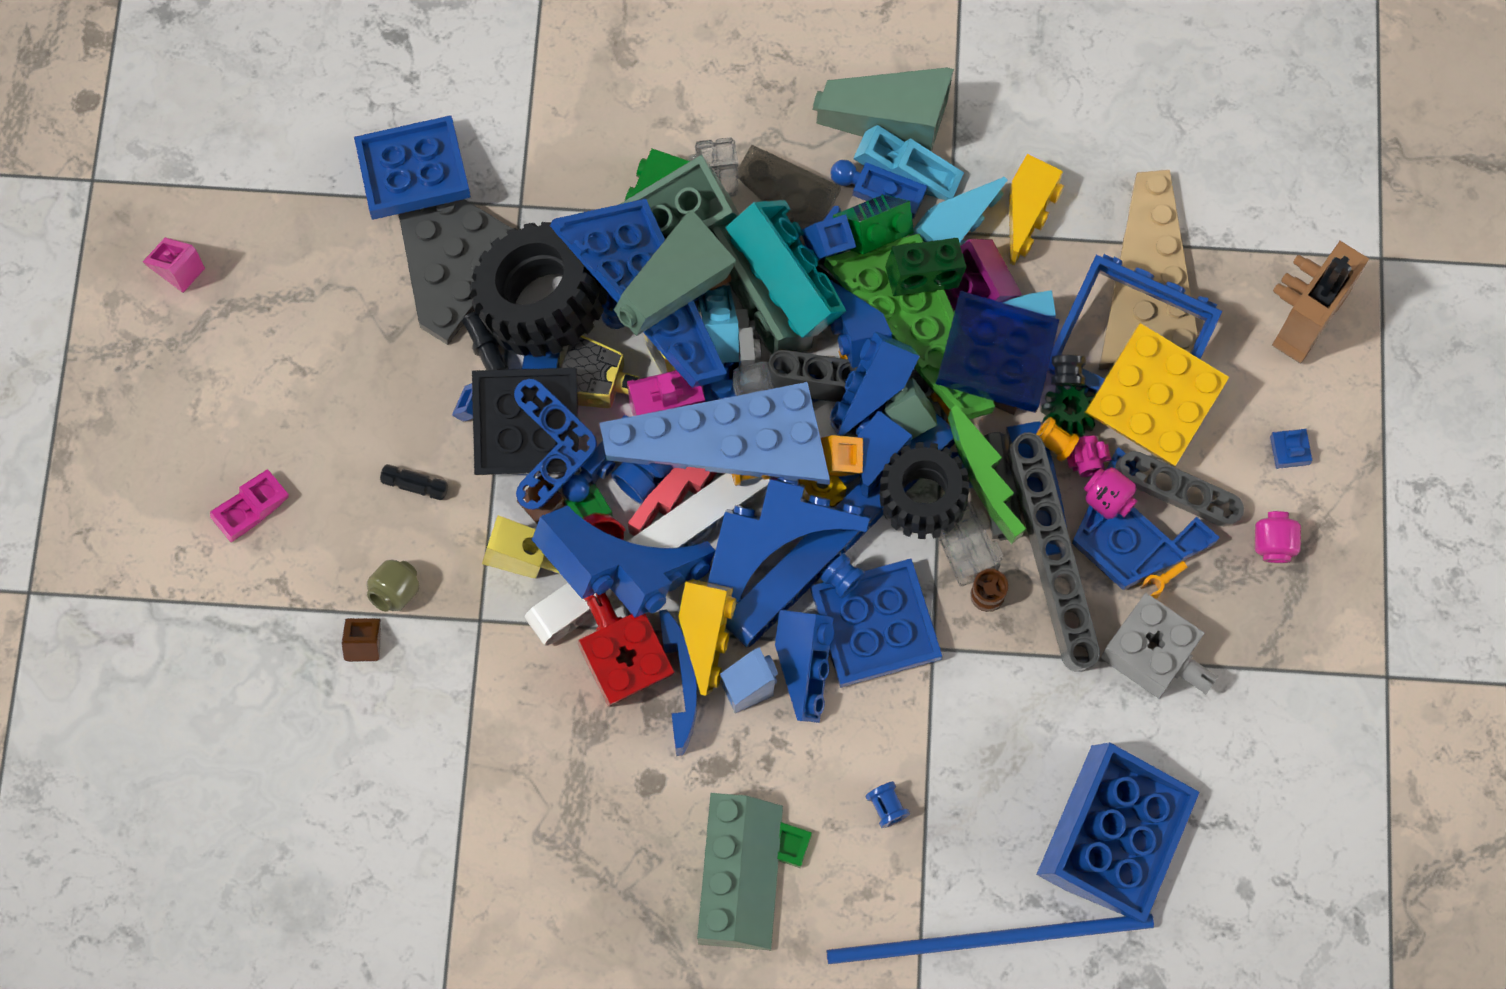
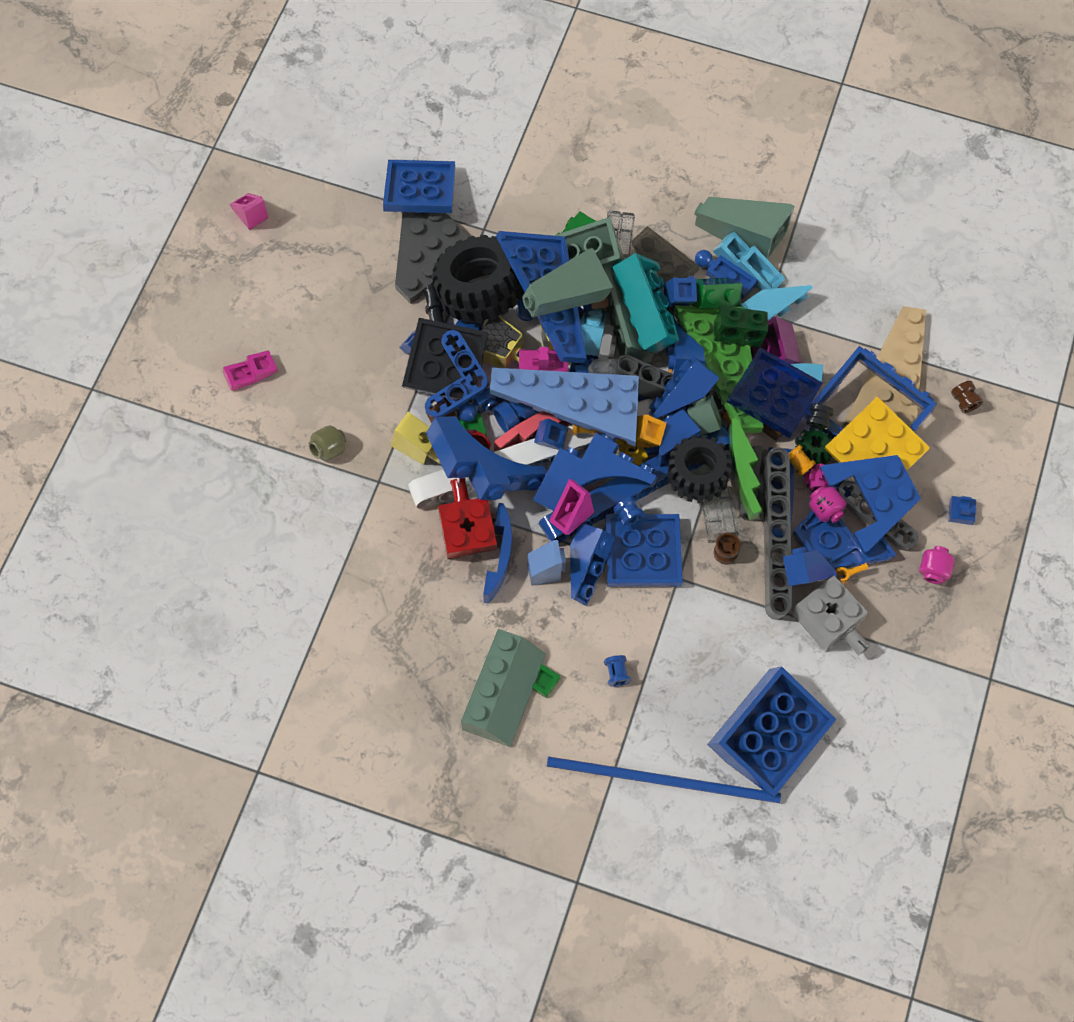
camera: 15 degrees right, 5 degrees down
(361, 639) = (296, 473): reddish brown slope -> none
(414, 482) = (361, 382): black axle -> none
(703, 624) = (526, 516): yellow slope -> none
(705, 492) = (551, 434): none -> blue slope
(765, 594) = (572, 508): none -> dark pink slope
(1029, 196) = (827, 301): yellow slope -> none
(1106, 592) = (806, 567): none -> blue slope
(1182, 451) = (885, 489): none -> blue wing
(1257, 284) = (967, 396): none -> reddish brown wheel
(1317, 301) = (1005, 413): medium nougat piece -> none

